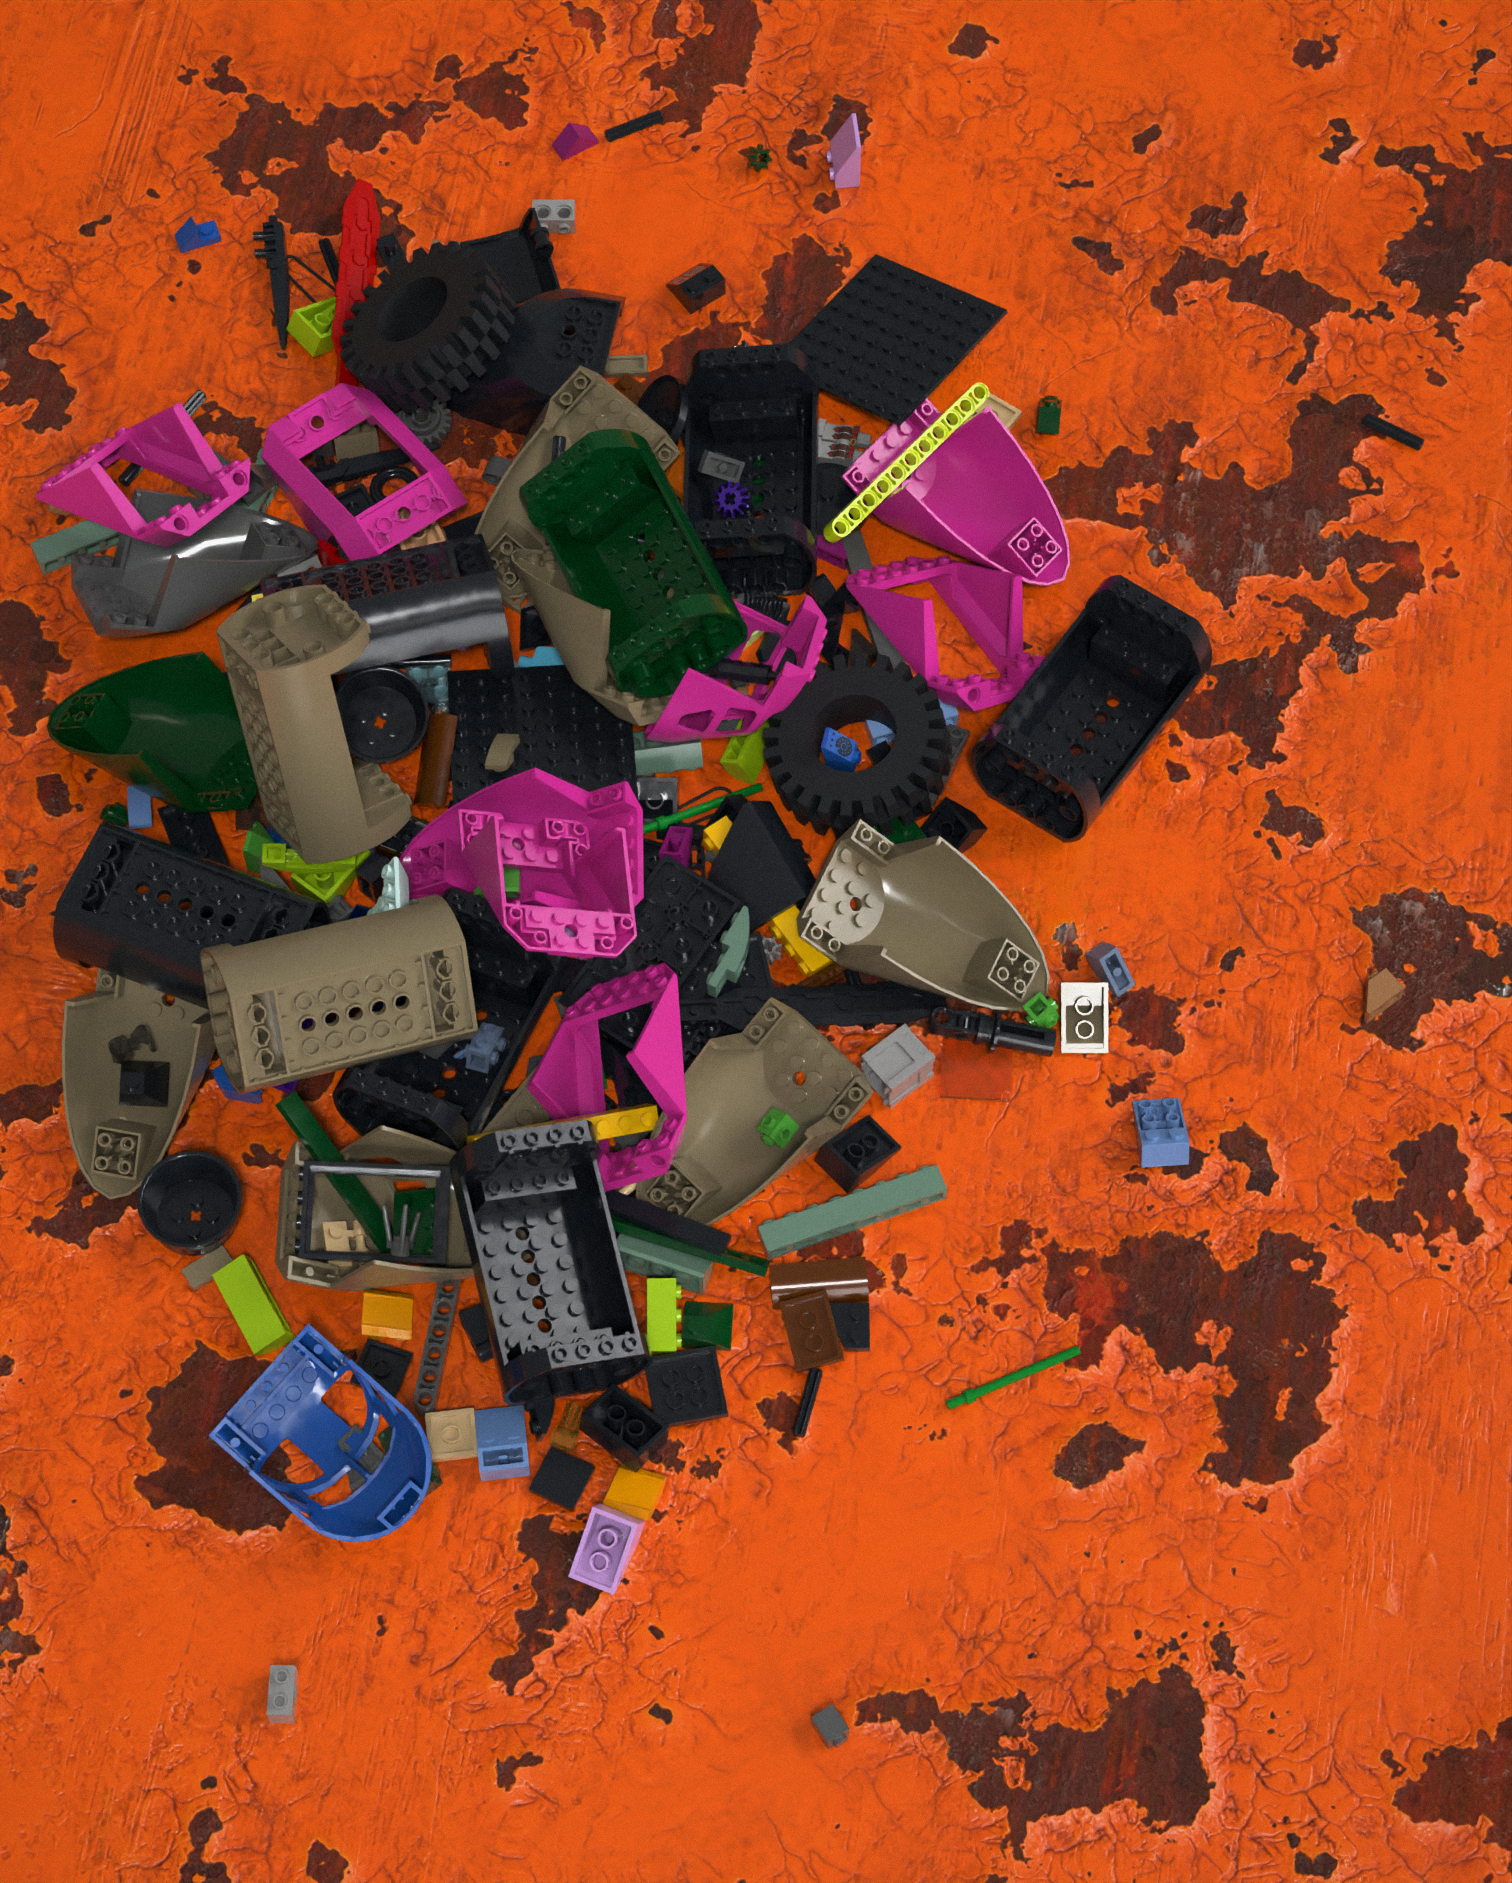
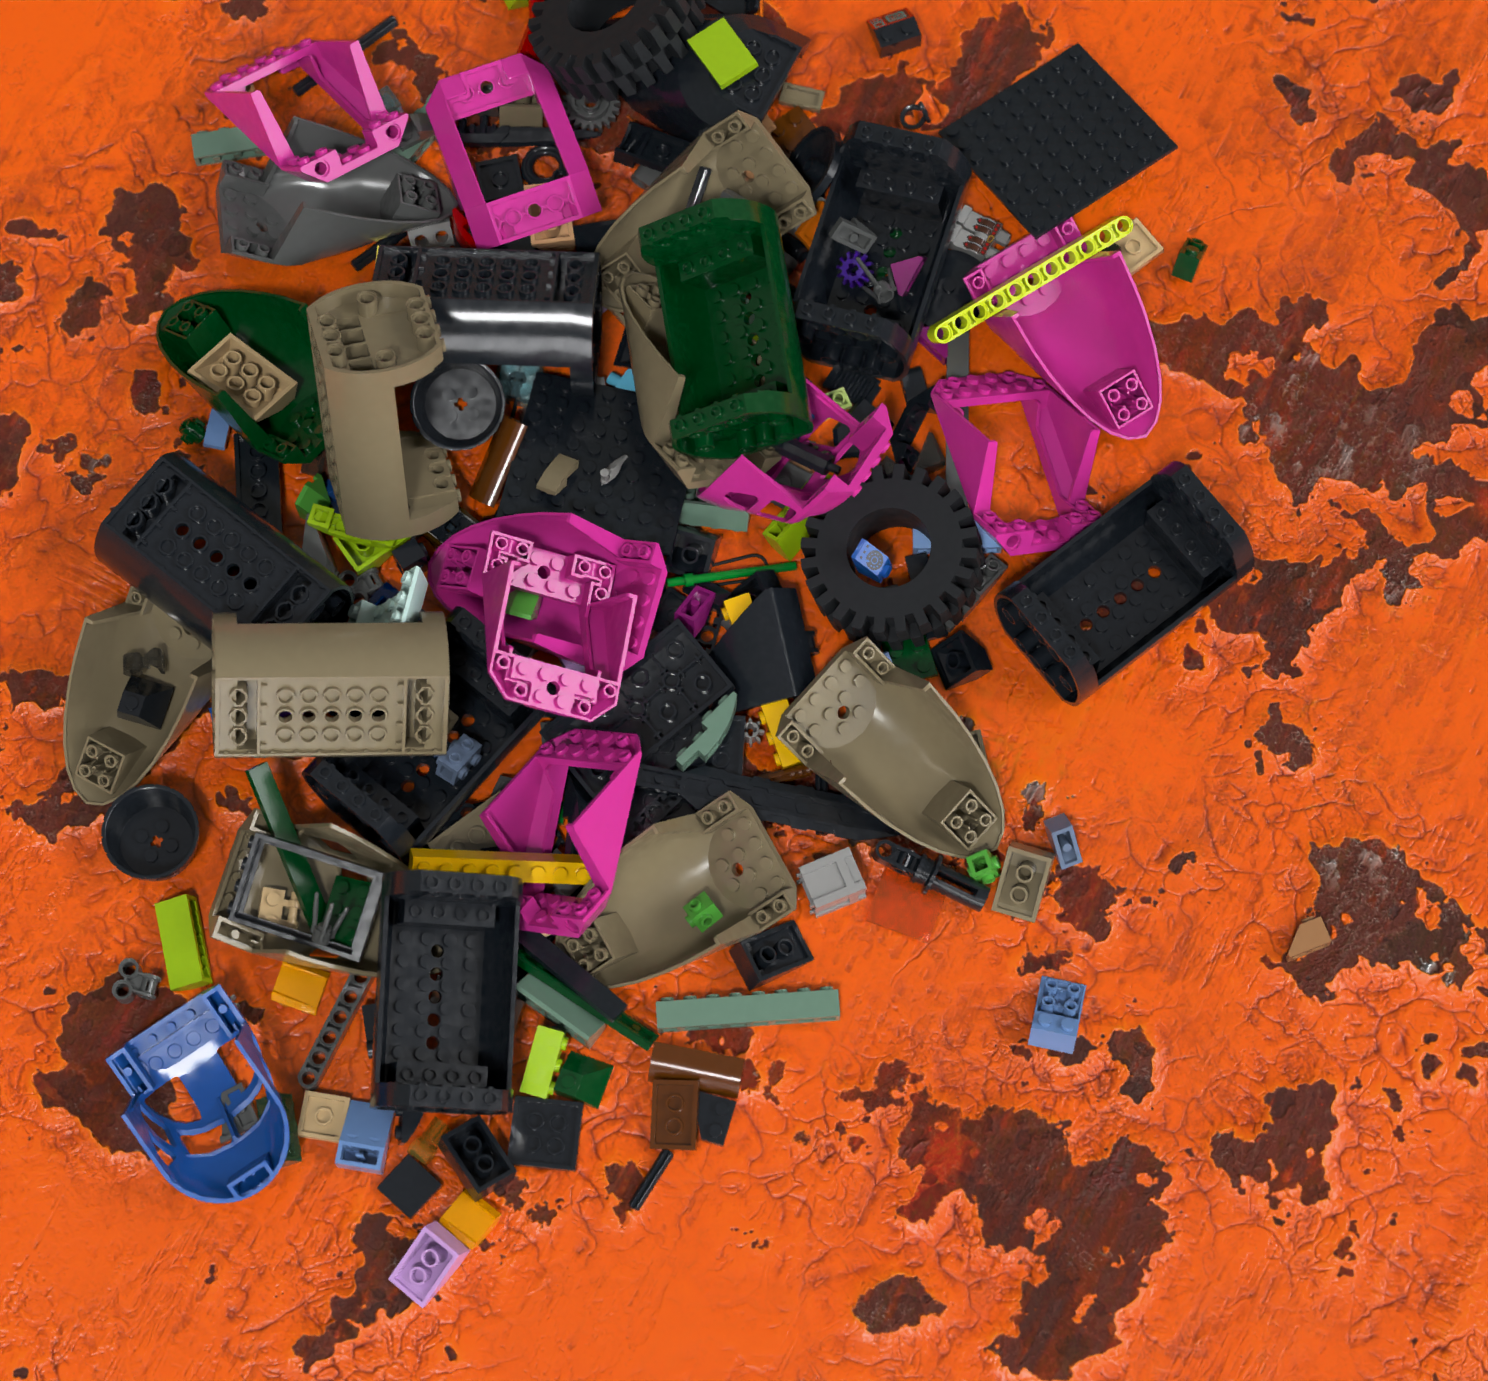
camera: 20 degrees right, 10 degrees up
(173, 747) = (246, 377): none -> tan slope
(201, 1271) = (147, 895): dark tan tile -> none
(219, 1358) = (139, 983): none -> dark grey piece
(282, 1694) = (105, 1314): light grey brick -> none
(385, 1365) = (281, 1035): black tile -> none
(491, 443) = (648, 148): none -> black piece
(545, 324) = (722, 53): none -> lime tile
(553, 738) = (612, 470): none -> light grey bar
(765, 506) = (882, 290): none -> dark grey plant
(784, 487) = (906, 272): none -> magenta slope
(969, 1395) = (799, 1216): green bar -> none

